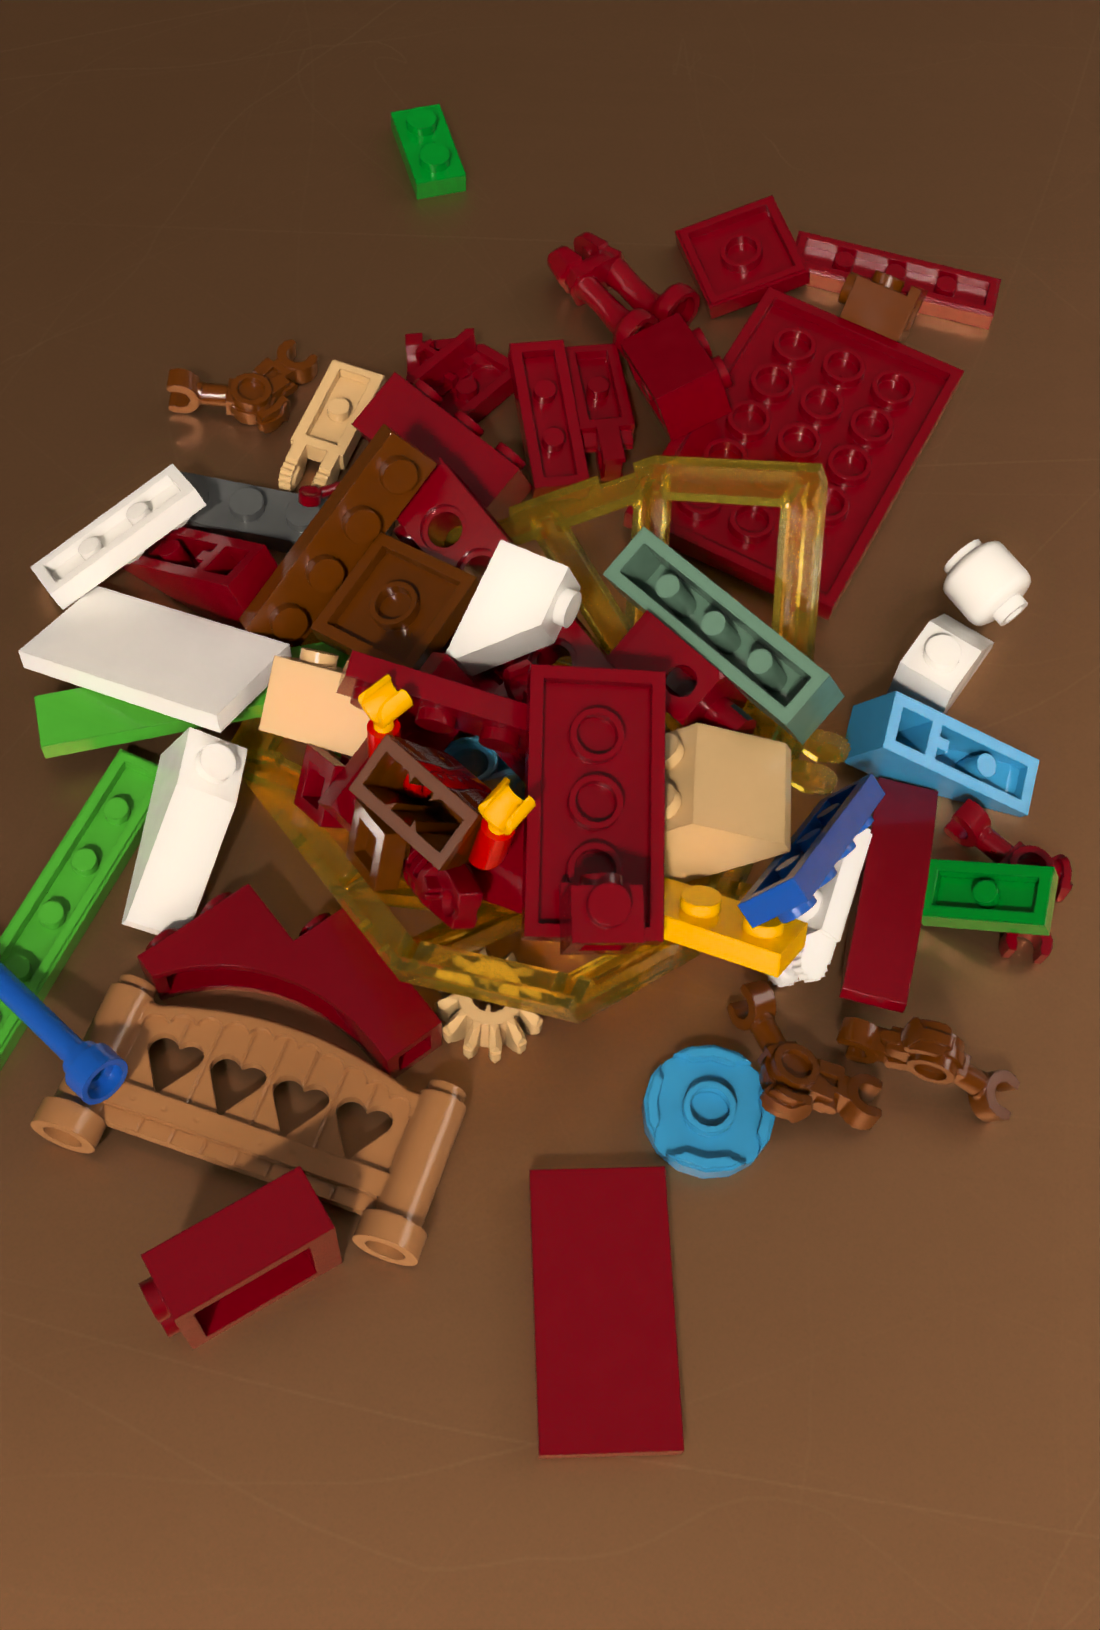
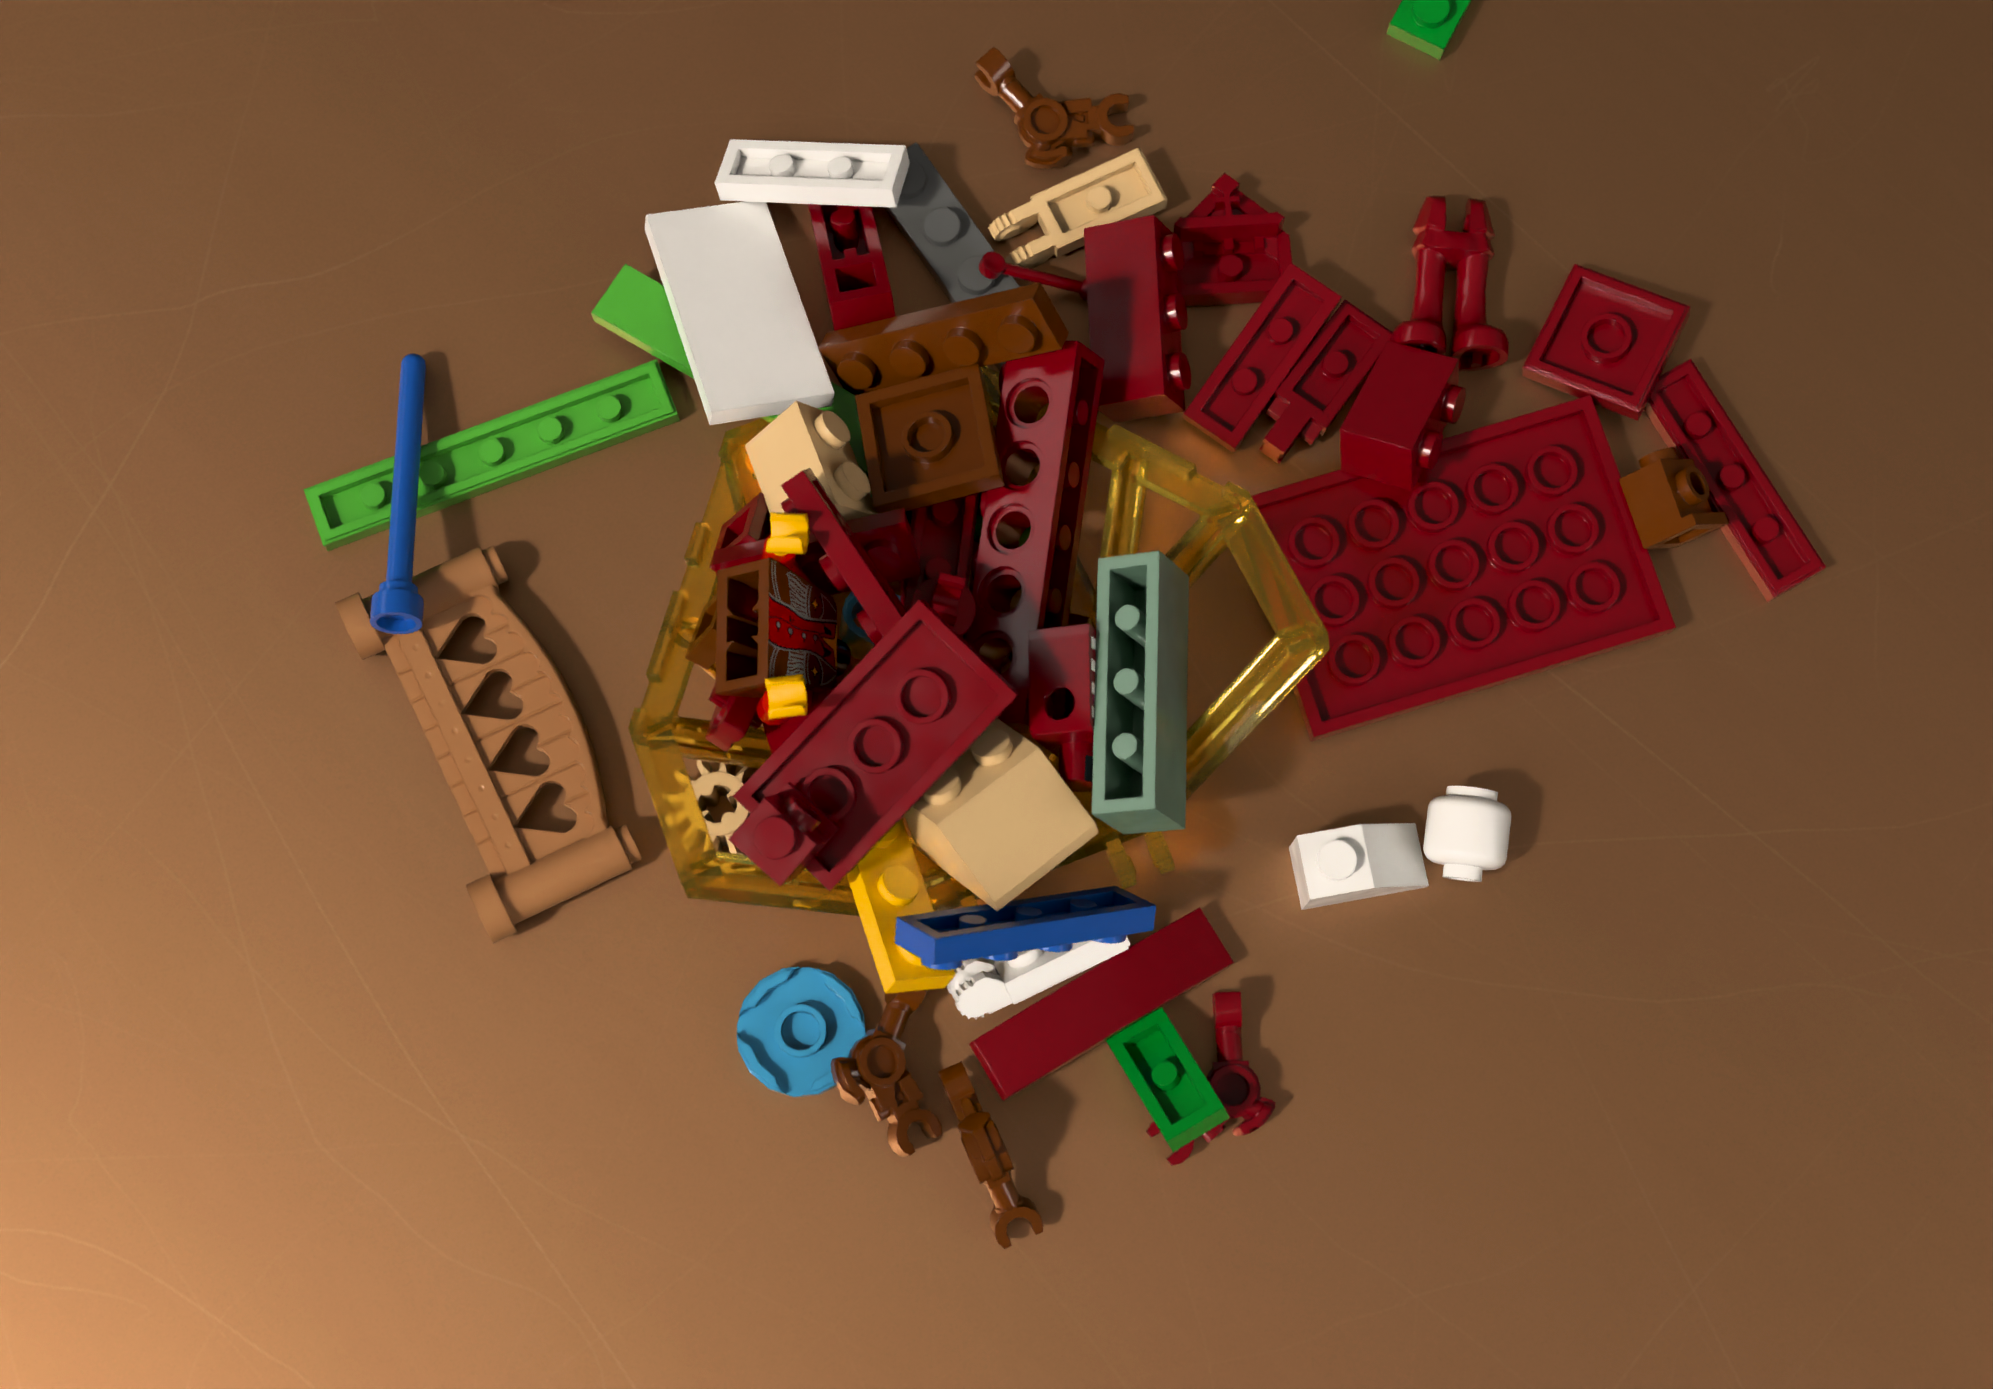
camera: 50 degrees right, 15 degrees up
(183, 830) = (630, 474): white slope -> none
(240, 1259) = (373, 832): dark red window -> none
(325, 970) = (598, 603): dark red arch -> none
(514, 609) = (1001, 525): white slope -> none
(604, 1314) = (587, 1095): dark red tile -> none
(931, 750) = (1262, 939): dark azure slope -> none

